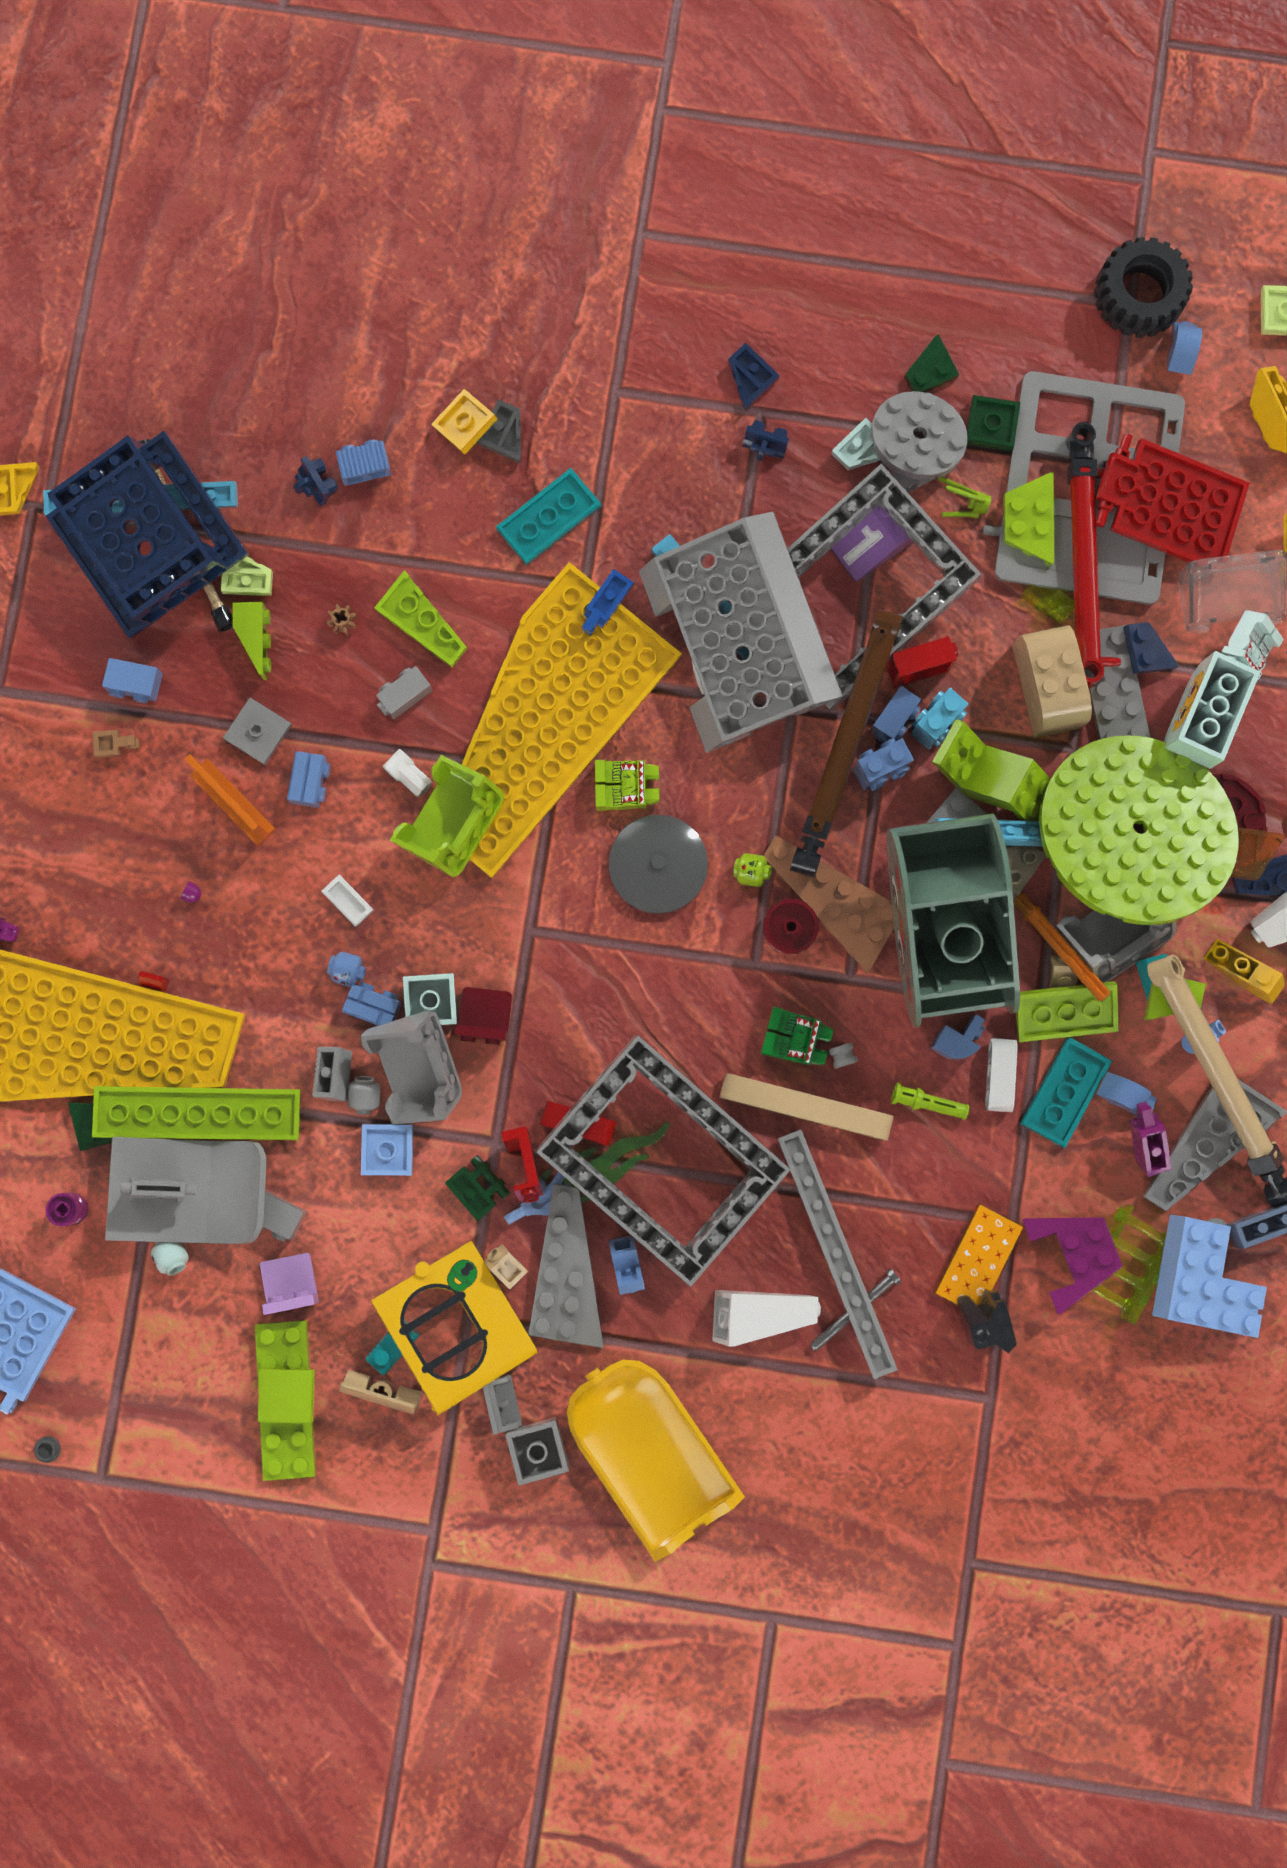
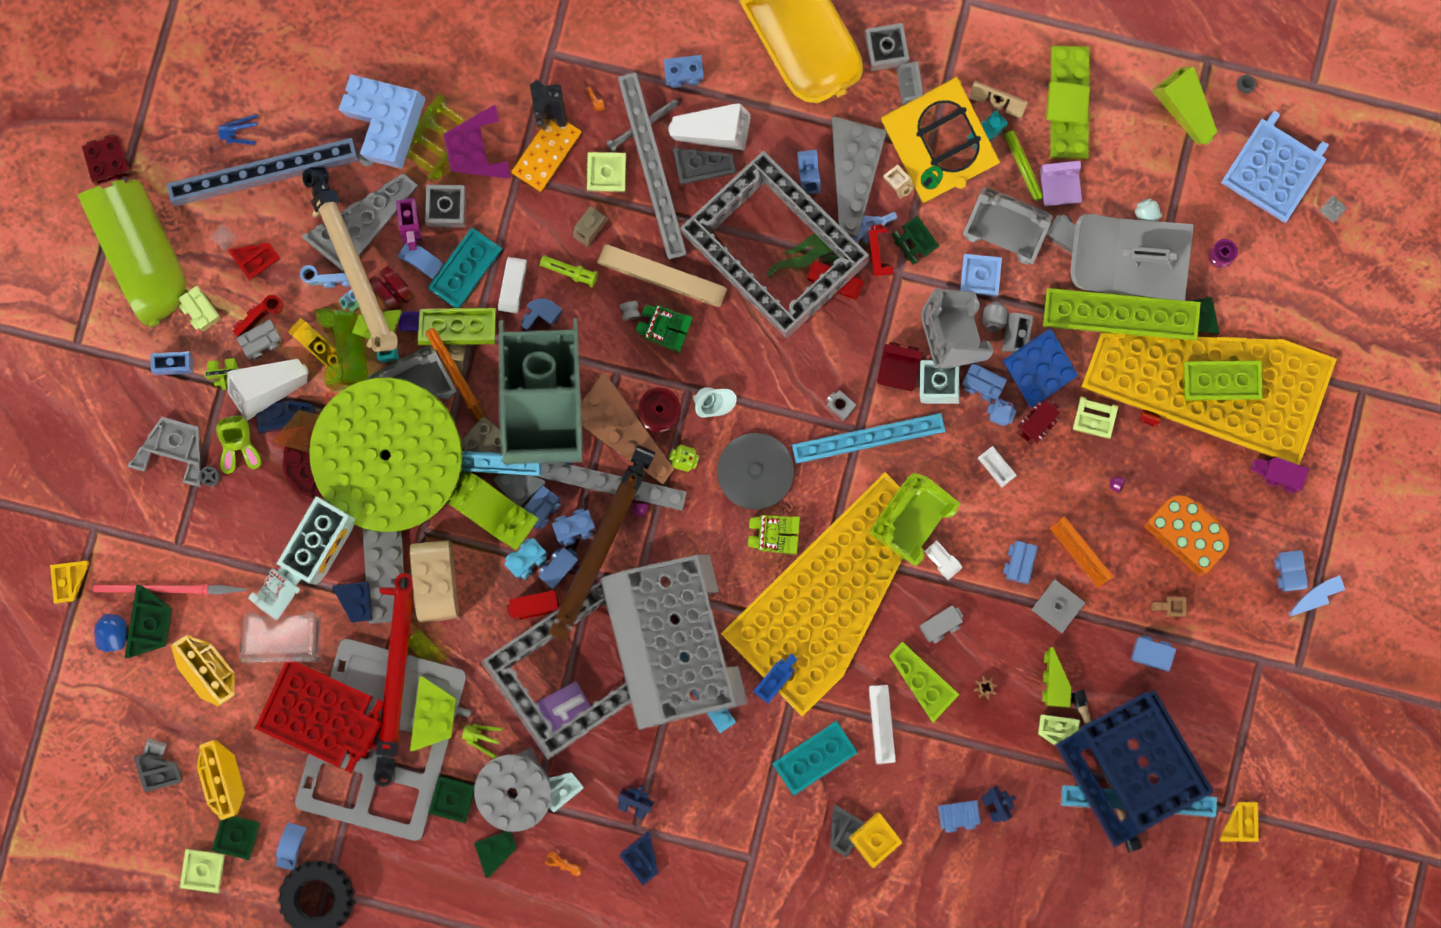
camera: 170 degrees left, 0 degrees up
(58, 1037) = (1222, 380): none -> lime plate
(92, 835) = (1189, 533): none -> orange brick
(125, 1413) = (1186, 102): none -> lime slope
(224, 967) = (1092, 423): none -> yellowish green plate
(295, 959) = (1043, 416): none -> dark red brick
(299, 1031) = (1040, 368): none -> blue plate
(340, 1305) = (1023, 165): none -> lime axle
(353, 1221) = (1008, 224): none -> light grey windscreen
(468, 564) = (881, 724): none -> white fence
(516, 921) = (868, 438): none -> medium azure tile
(550, 949) = (841, 413): none -> light grey brick
(722, 946) = (714, 402): none -> light aqua piece
(771, 1261) = (701, 166): none -> dark grey wing
(792, 822) = (609, 483): none -> light grey plate
(801, 802) = (639, 508): none -> magenta hinge
(808, 1390) = (683, 71): none -> medium blue brick
(857, 364) = (564, 864): none -> orange piece
(896, 1240) = (606, 172): none -> yellowish green plate
(908, 1164) = (589, 226): none -> dark tan torso
(916, 1333) = (598, 104): none -> orange hand
(927, 791) = (542, 505): none -> medium blue brick
(1104, 1170) = (445, 206): none -> light grey brick
(1130, 1014) = (409, 322): none -> dark purple plate
(1161, 1049) = (391, 289): none -> dark red wheel
(1203, 957) = (349, 348): none -> clear neon green windscreen
(1243, 1055) = (325, 280): none -> light blue plate
(1249, 351) = (236, 837): none -> dark green plate

